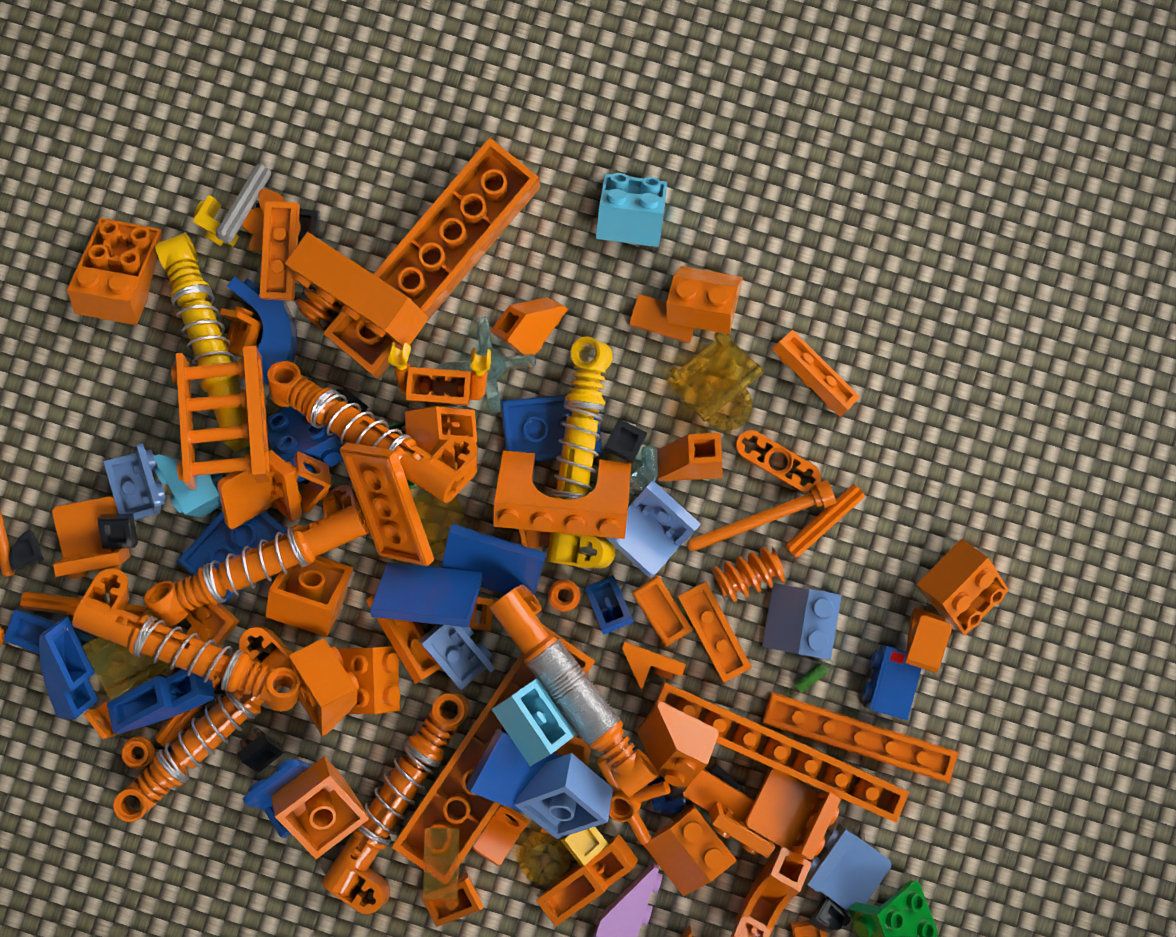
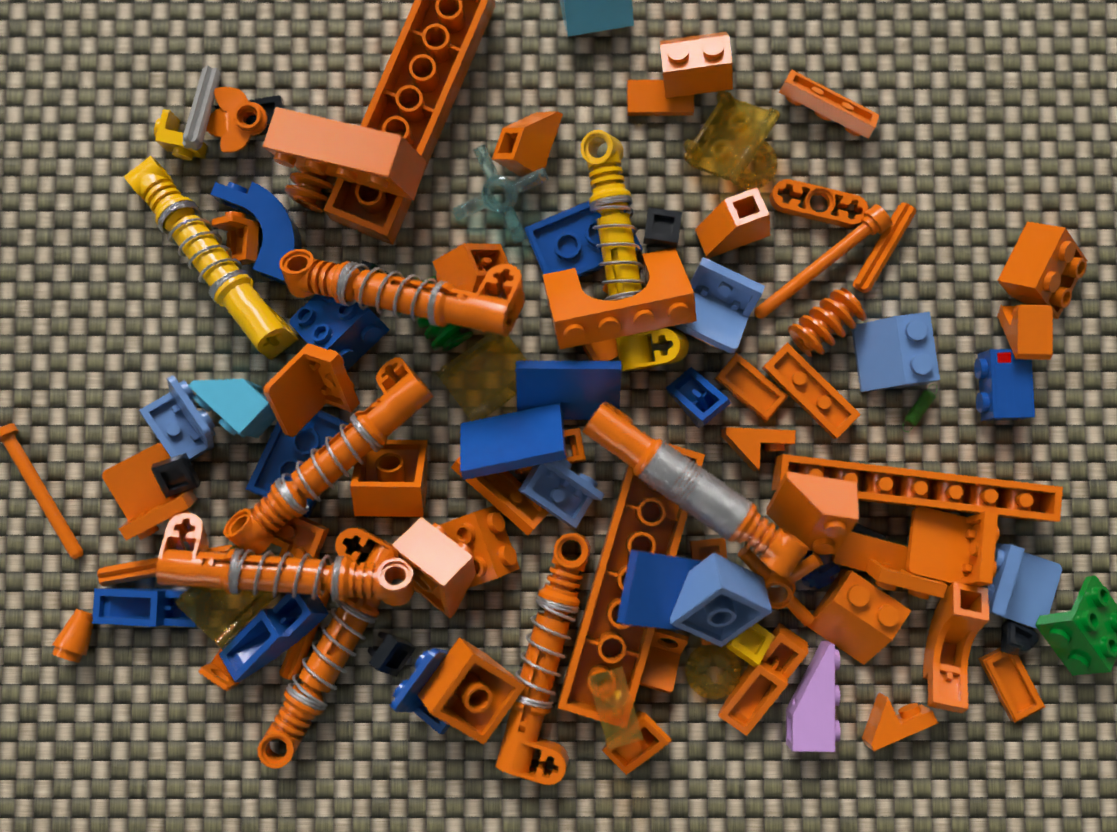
camera: 20 degrees left, 0 degrees up
(25, 552) = (87, 527): black tile -> none
(66, 670) = (166, 632): blue slope -> none
(115, 272) = (92, 218): orange slope -> none
(128, 754) = (259, 702): orange plate -> none
(252, 430) = (282, 326): orange fence -> none
(279, 242) = (249, 132): orange plate -> none
(319, 482) = (367, 365): orange bracket -> none
(387, 503) = (443, 358): orange tile -> none
(440, 385) = (461, 223): orange torso -> none
(534, 722) = (667, 532): medium azure slope -> none
(553, 595) = (656, 394): orange plate -> none
(646, 471) = (693, 250): clear light blue arm -> none
(859, 737) = (987, 451): orange tile -> none

